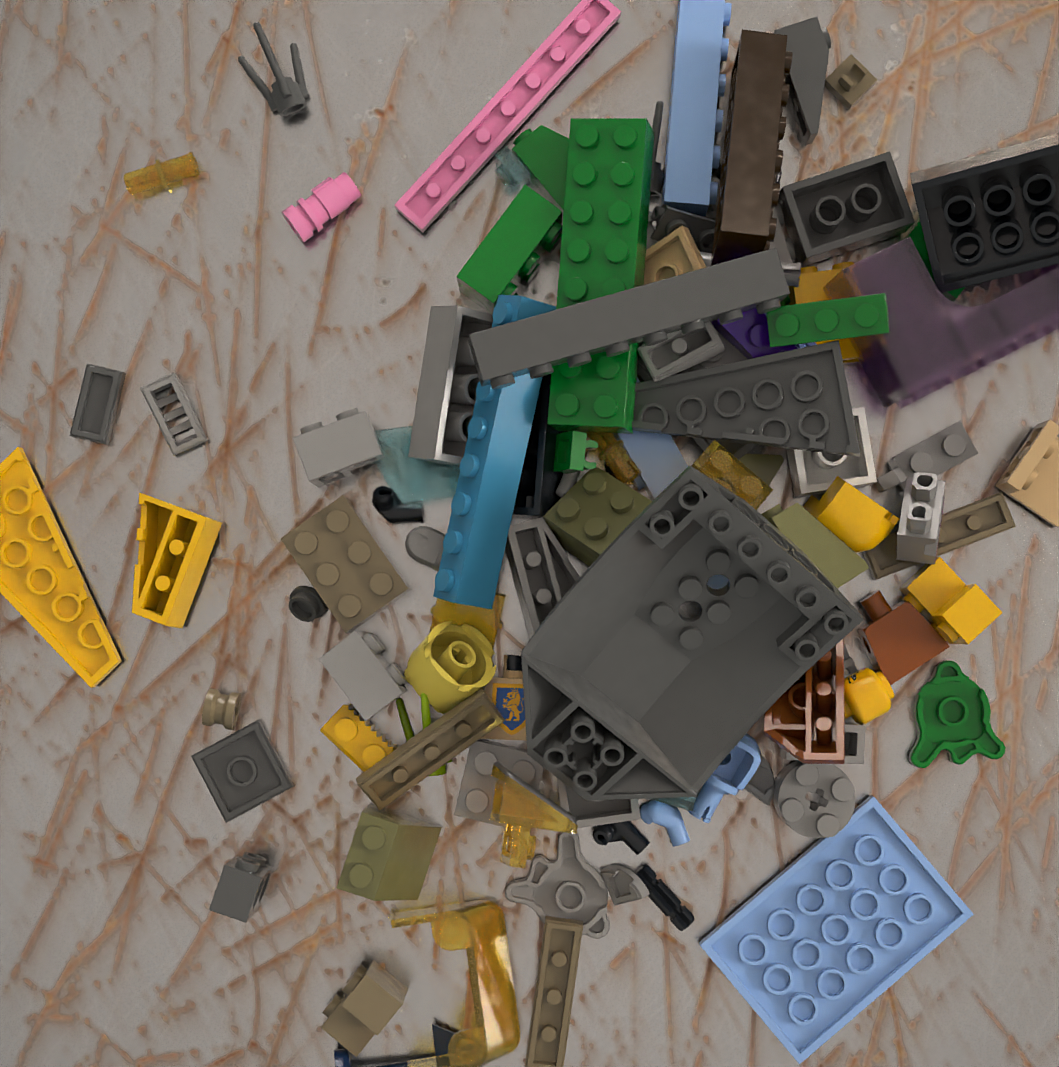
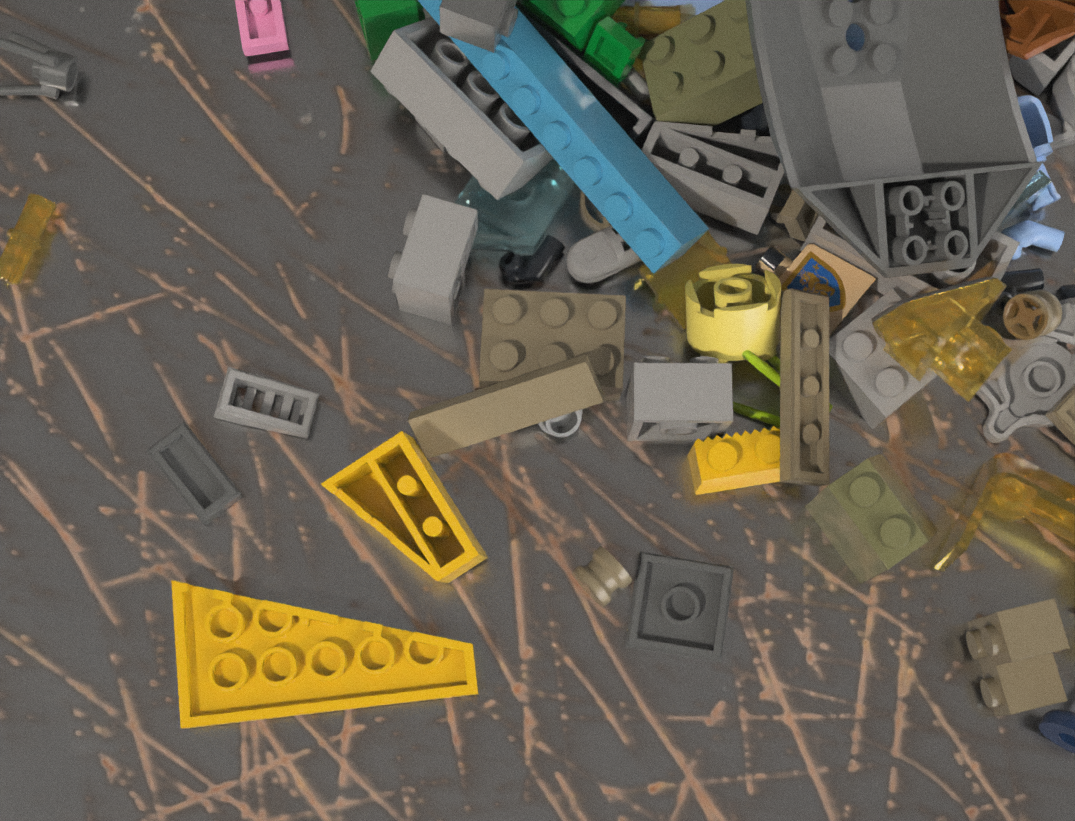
camera: 60 degrees left, 10 degrees down
(241, 887) = (806, 685): dark grey brick -> none
(278, 568) = (506, 406): none -> dark tan tile
(325, 203) = (186, 110): bright pink axle -> none
(604, 861) = (1021, 317): none -> dark tan wheel

